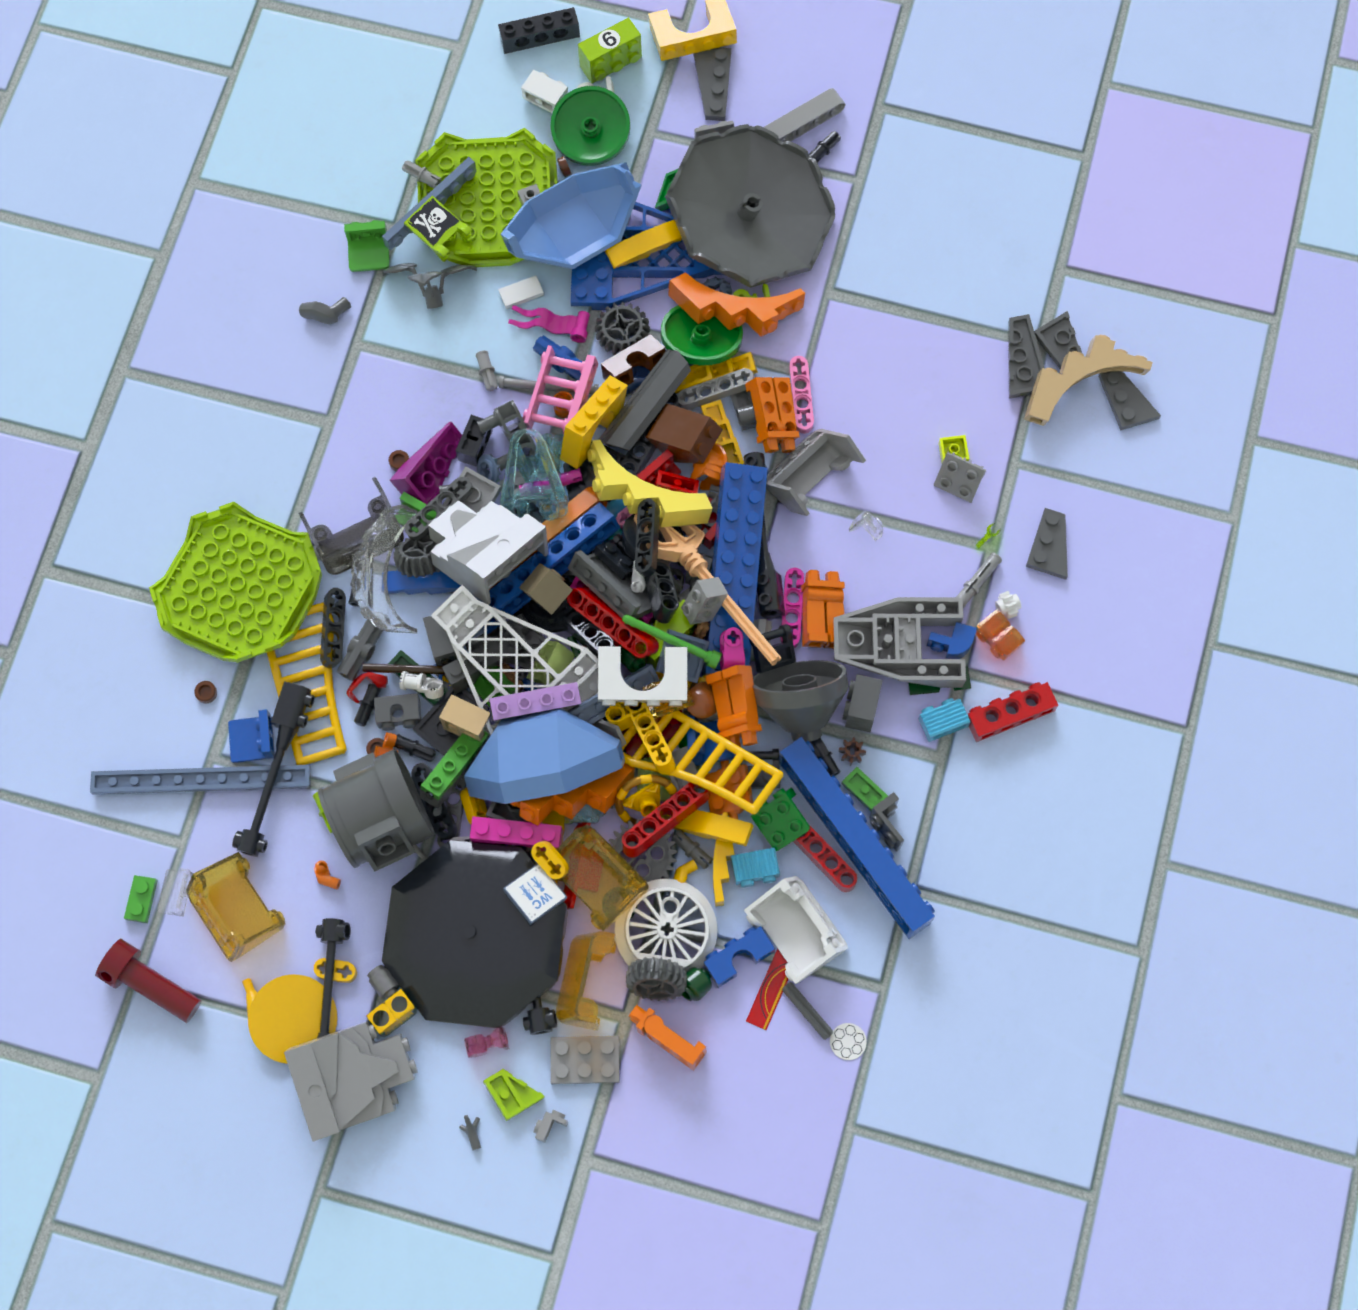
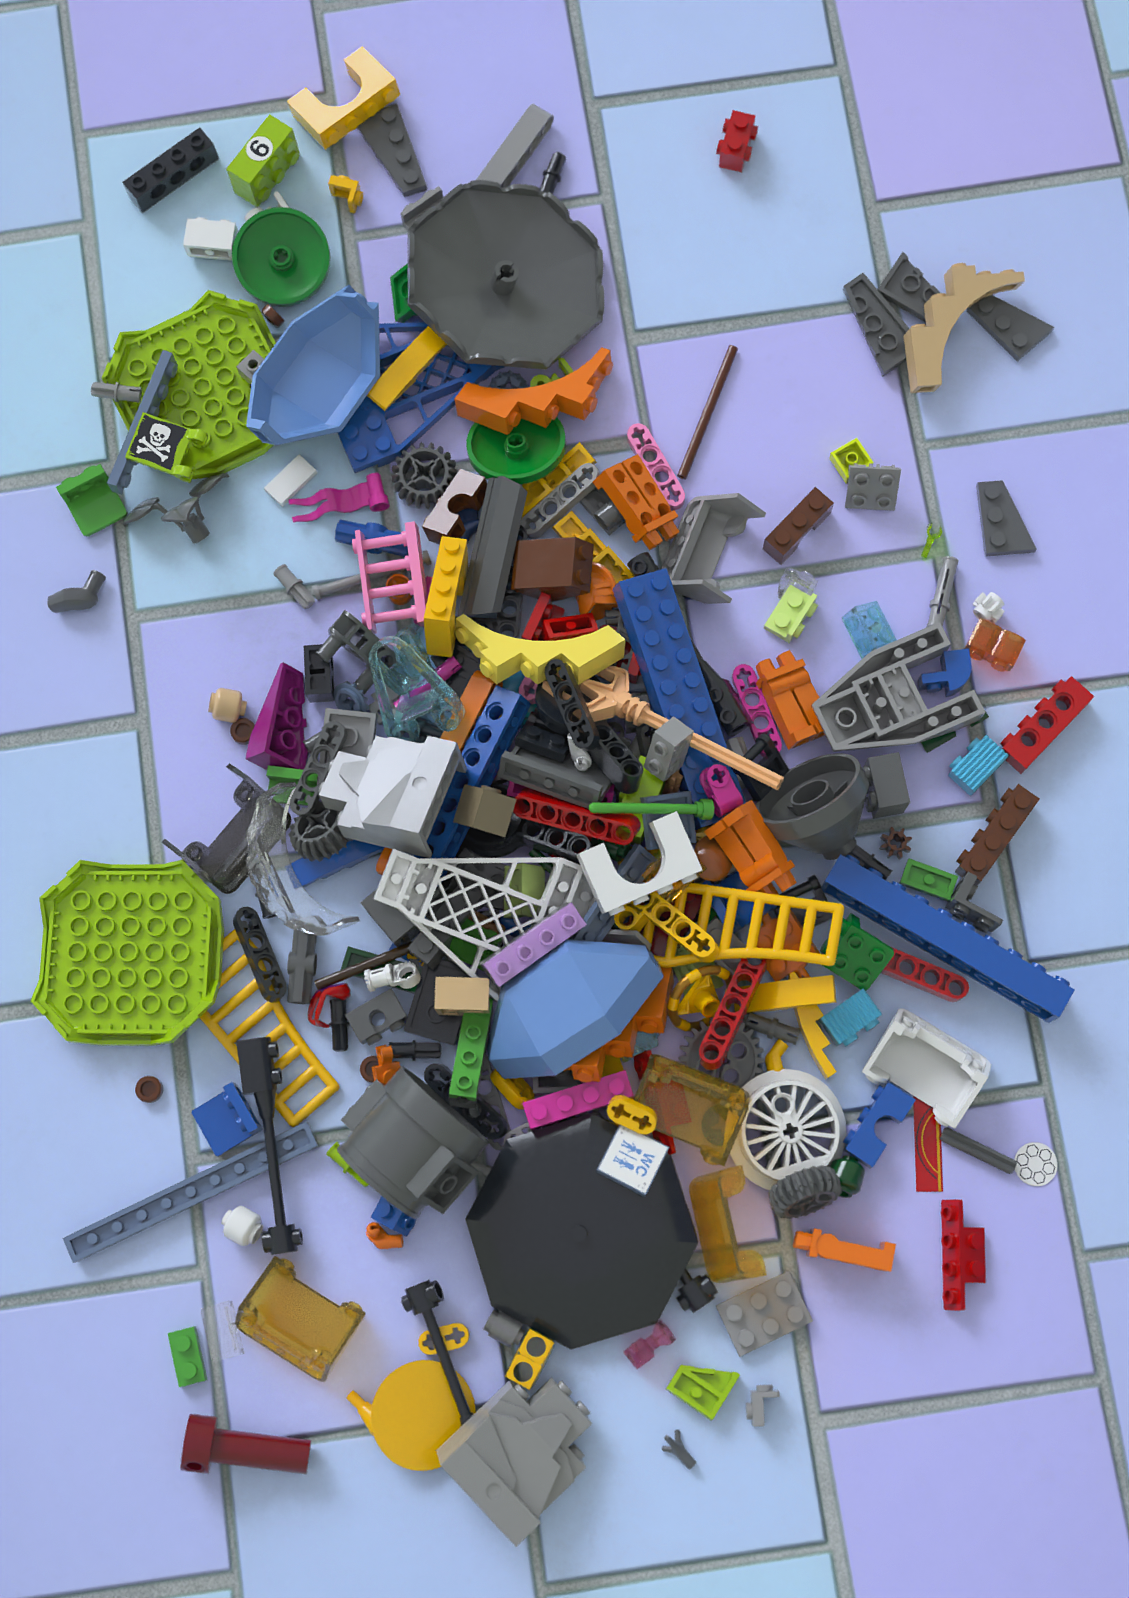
camera: 20 degrees left, 5 degrees up
(225, 820) = (242, 1226): none -> white head
(341, 865) = (392, 1217): none -> blue bracket
(395, 436) = (227, 705): none -> tan head
(664, 96) = (346, 188): none -> yellow bracket
(758, 1082) = (961, 1255): none -> red bracket
(853, 546) = (790, 613): none -> yellowish green bracket
(860, 370) = (707, 412): none -> reddish brown piece
(900, 476) = (797, 524): none -> reddish brown arch
(908, 579) = (868, 628): none -> clear light blue bracket
(934, 778) = (998, 833): none -> reddish brown brick
(977, 177) = (735, 147): none -> red brick

